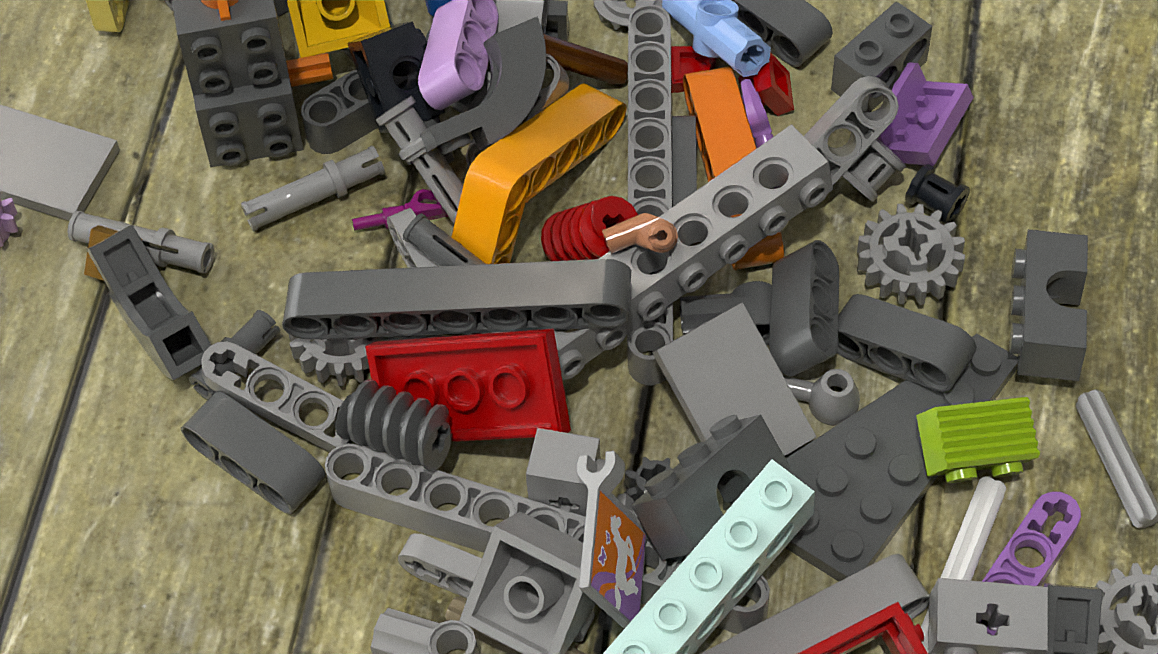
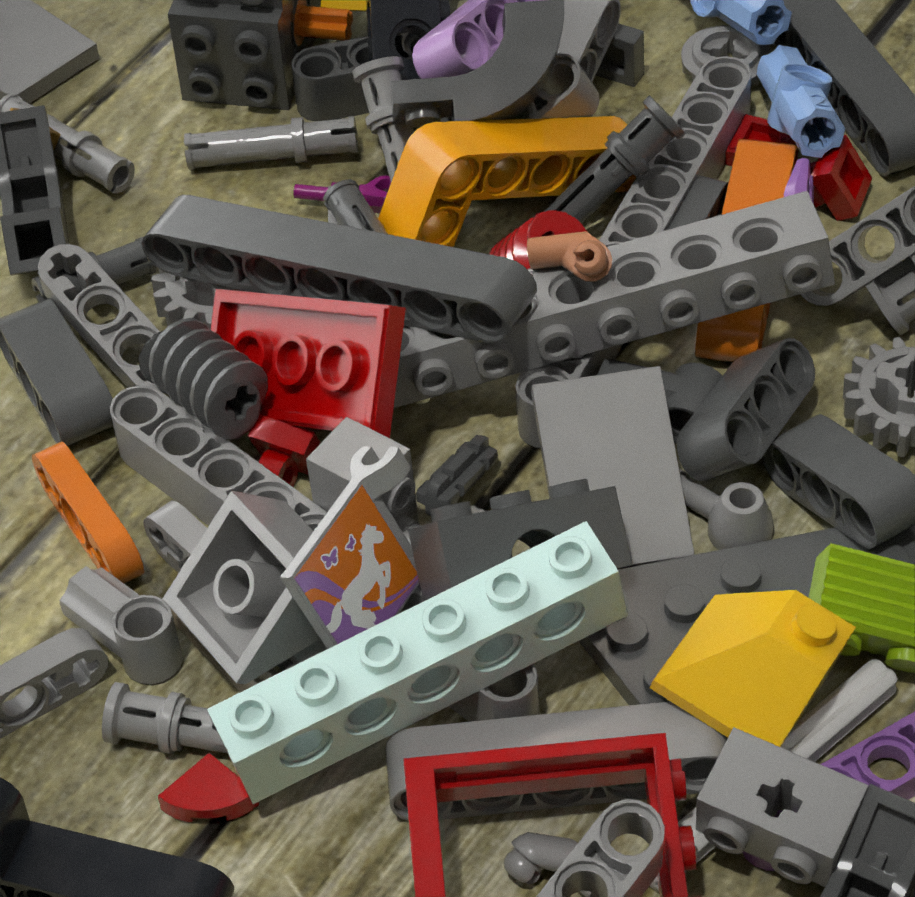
camera: 25 degrees right, 10 degrees down
(347, 564) = (87, 513): none -> orange beam
(475, 457) = (283, 447): none -> red tile
(587, 61) = (610, 78): reddish brown axle -> none
(616, 122) = (625, 155): none -> dark grey pin
(617, 428) = (457, 474): none -> dark grey axle
(916, 516) = (754, 662): none -> yellow slope

